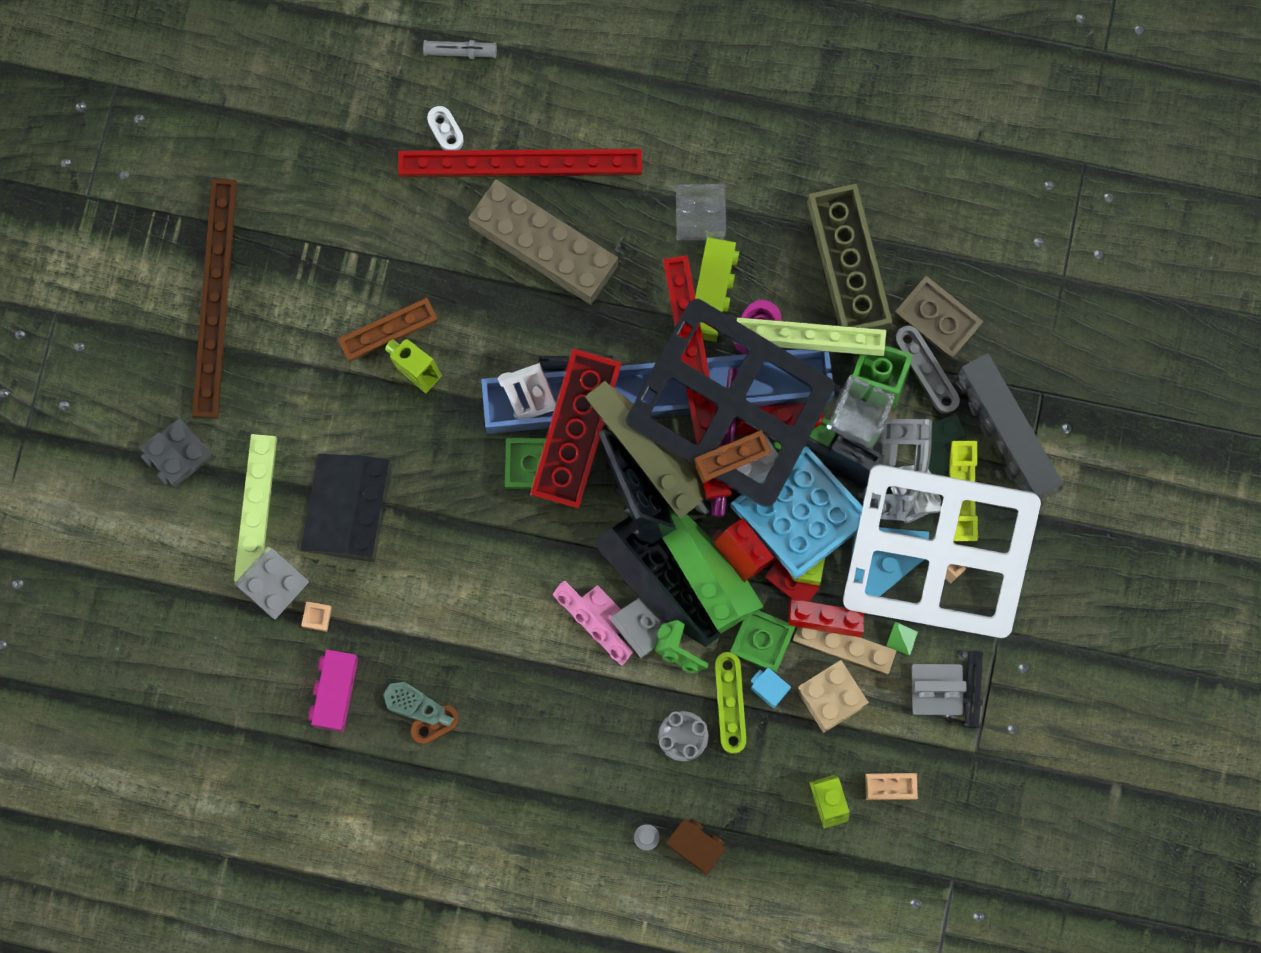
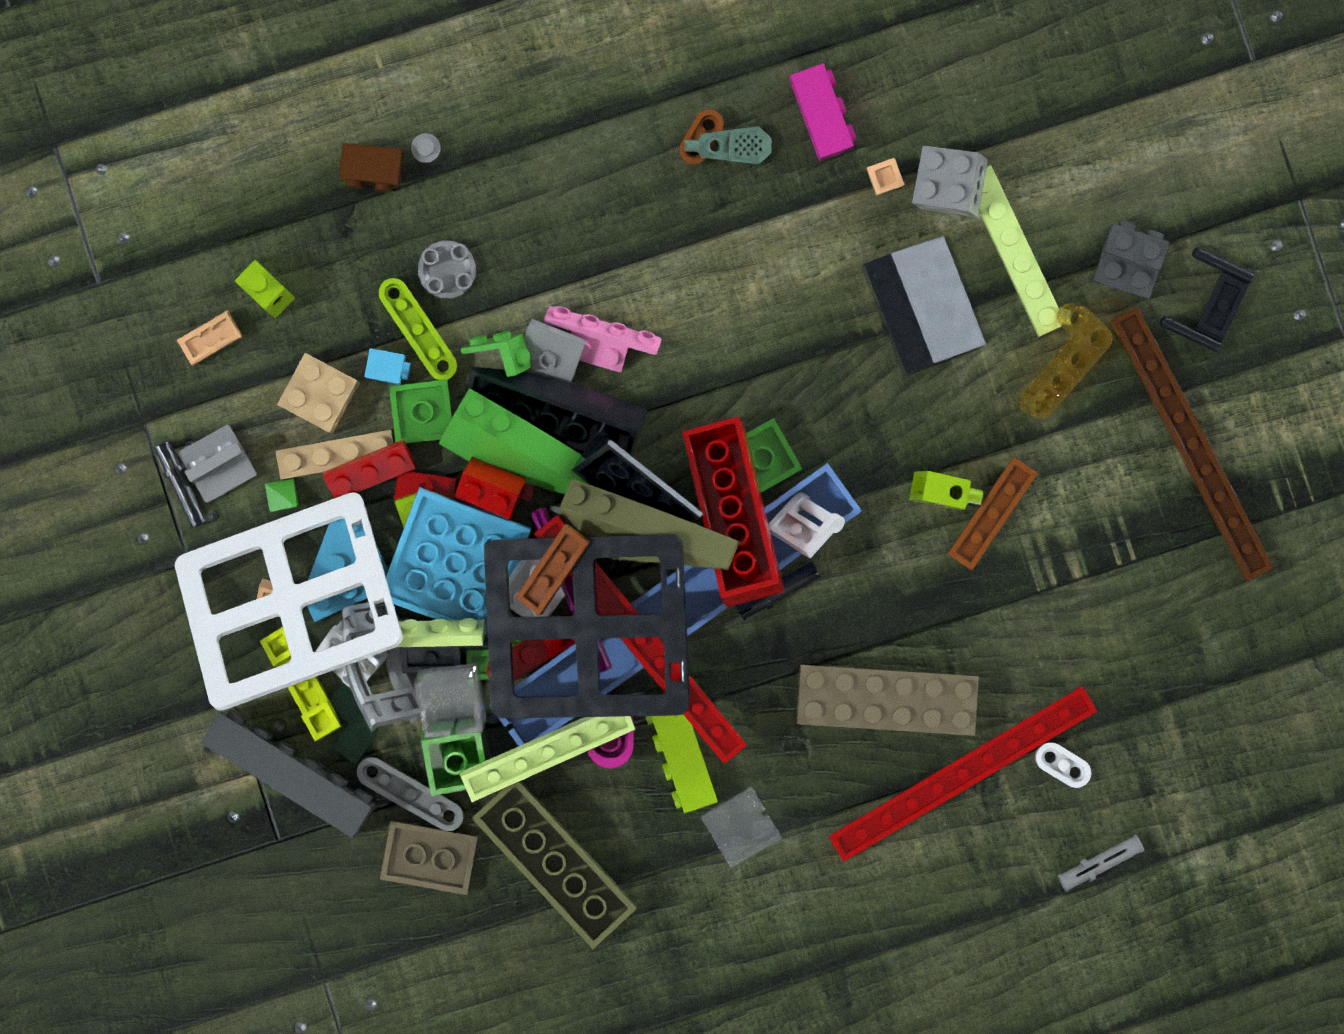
camera: 150 degrees right, 10 degrees up
(131, 383) = (1220, 306): none -> black plate
(299, 391) = (1061, 363): none -> clear yellow beam
(837, 465) = (442, 633): none -> yellowish green plate

